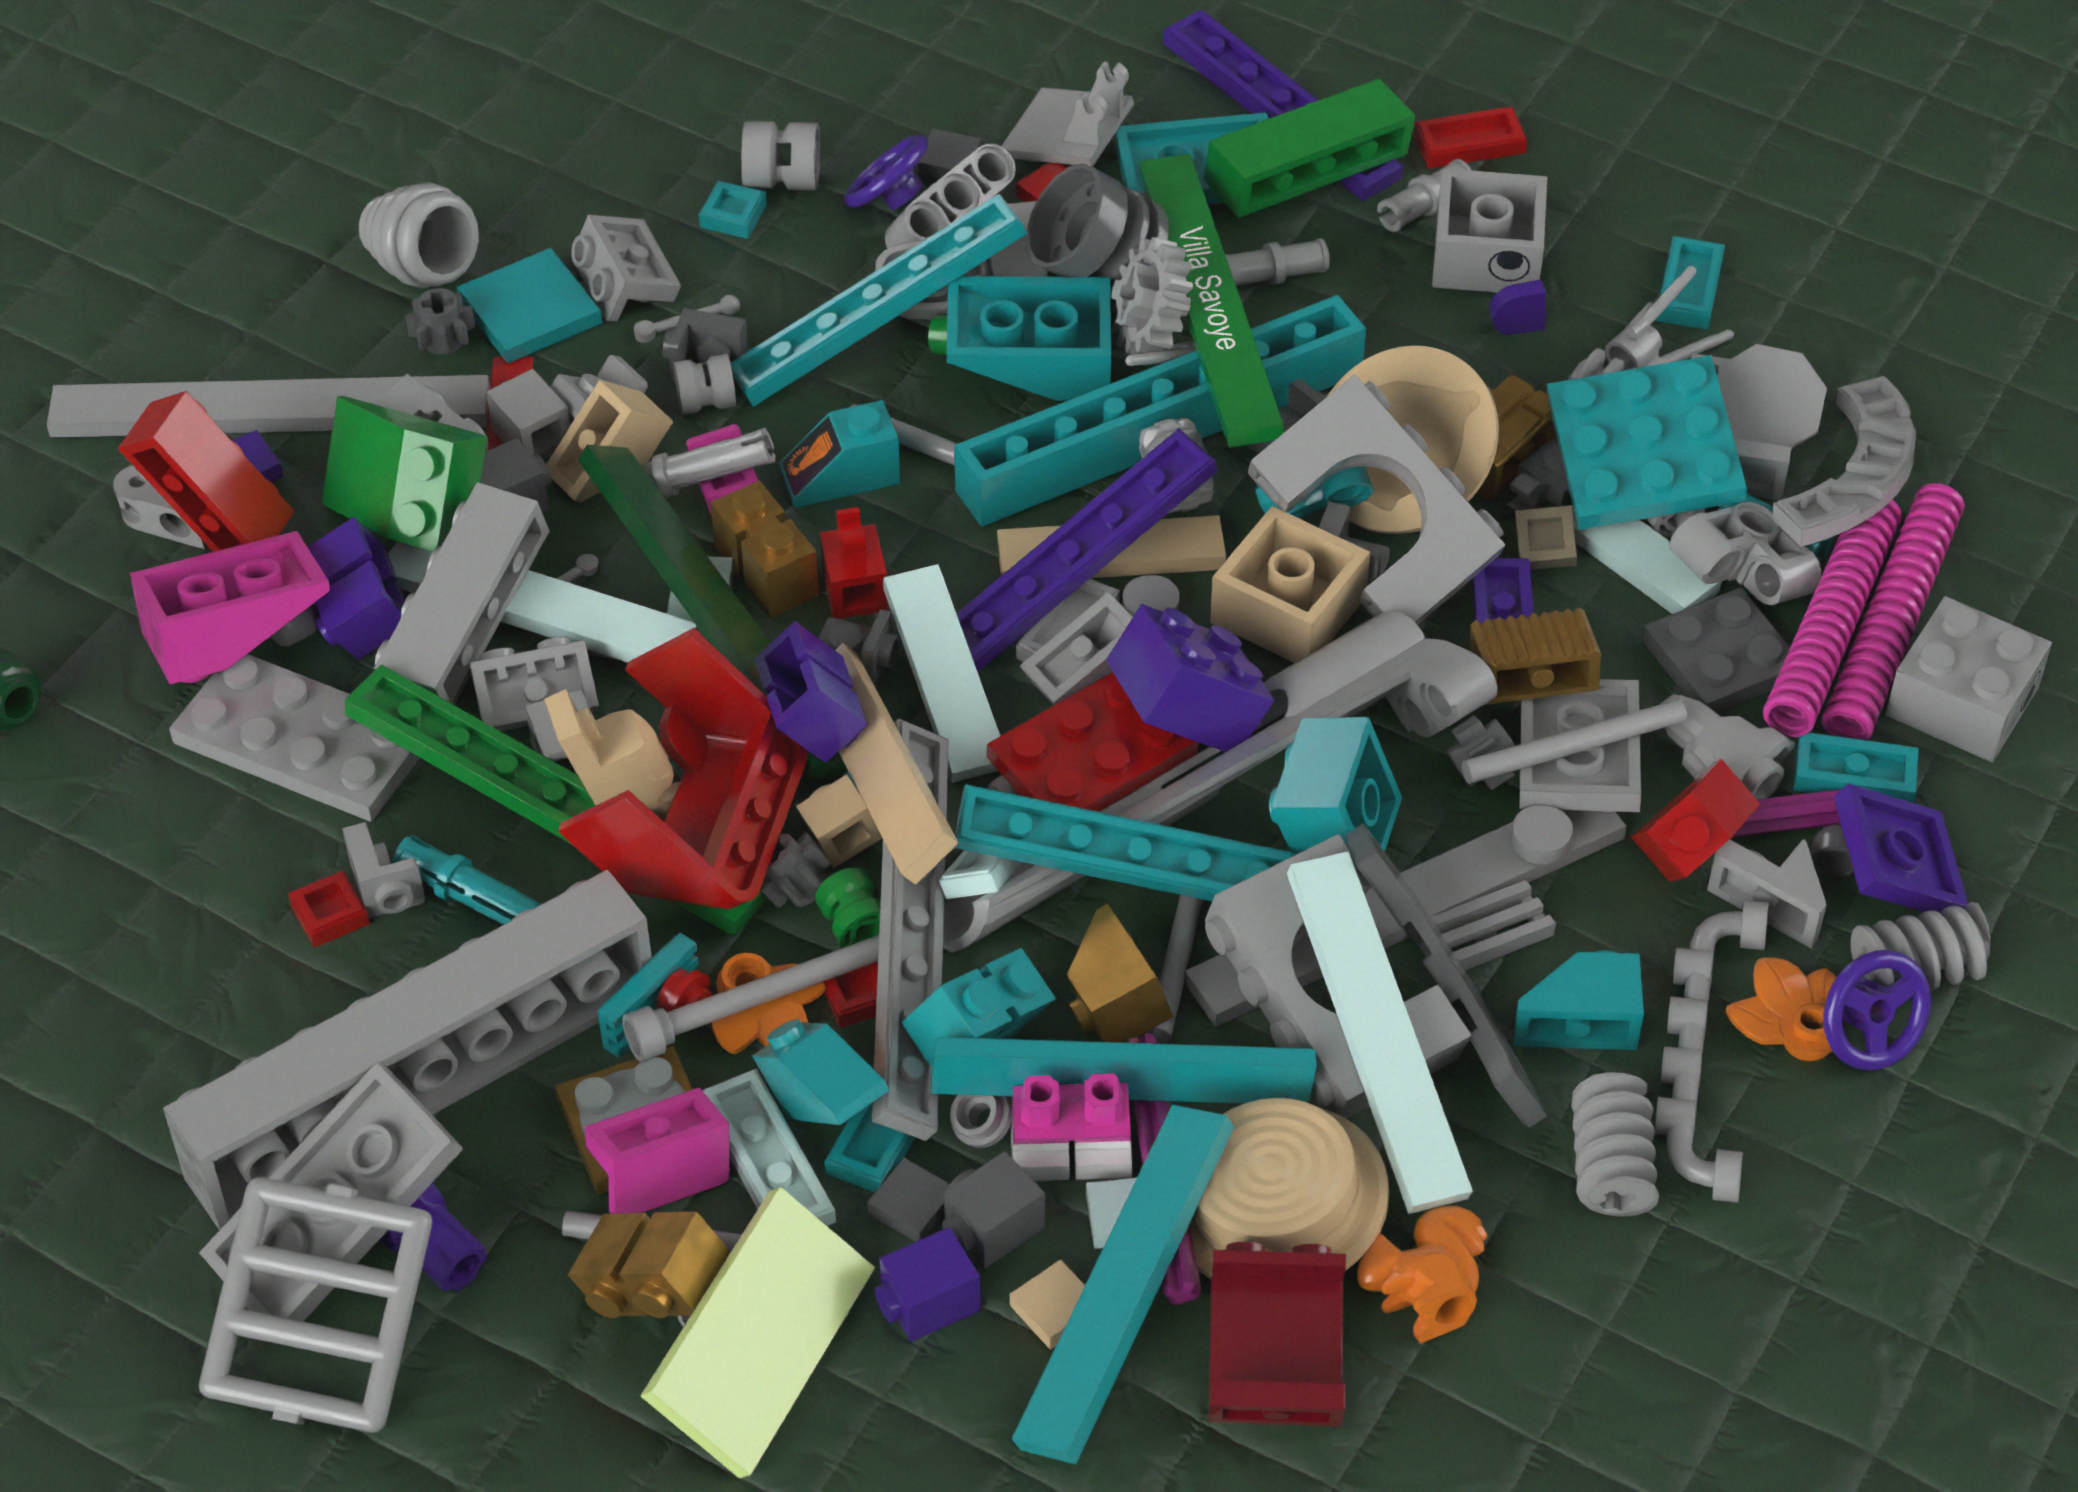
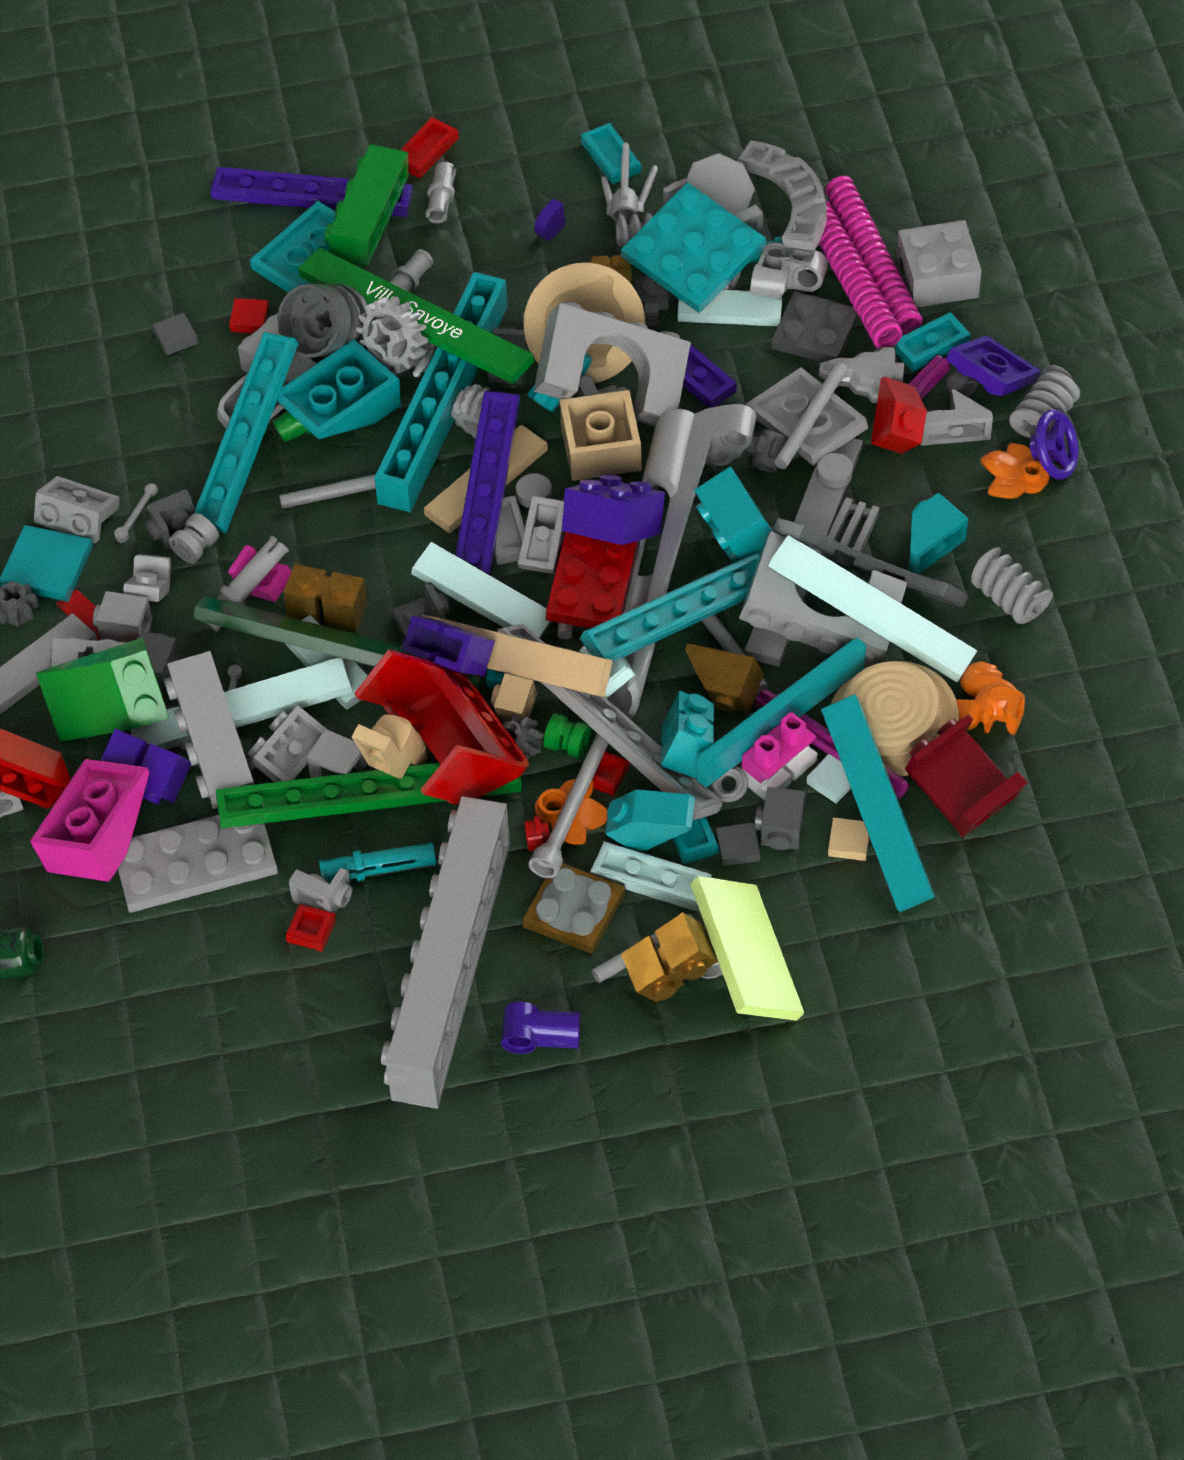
camera: 40 degrees left, 5 degrees up
(370, 1142) = (495, 1045): light grey plate -> none
(382, 1351) = (489, 1098): light grey bar -> none
(608, 418) = (178, 594): tan slope -> none
(643, 990) = (518, 846): teal tile -> none
(661, 1151) = (612, 905): dark pink panel -> none
(732, 209) = (93, 439): teal tile -> none
(762, 155) = (96, 390): light grey wheel -> none
(843, 456) = (309, 523): teal slope -> none
(853, 567) = (383, 575): red brick -> none
(890, 175) = (168, 362): dark purple piece -> none
(928, 1285) = (791, 872): dark purple brick -> none
(962, 187) = (213, 357): light grey beam -> none
(1070, 123) = (224, 273): light grey plate -> none
(1488, 230) = (499, 190): light grey brick -> none
(1538, 654) = (752, 382): pearl gold brick -> none
(1546, 537) = (686, 325): dark tan plate -> none
(1683, 1064) = (997, 529): light grey bar -> none

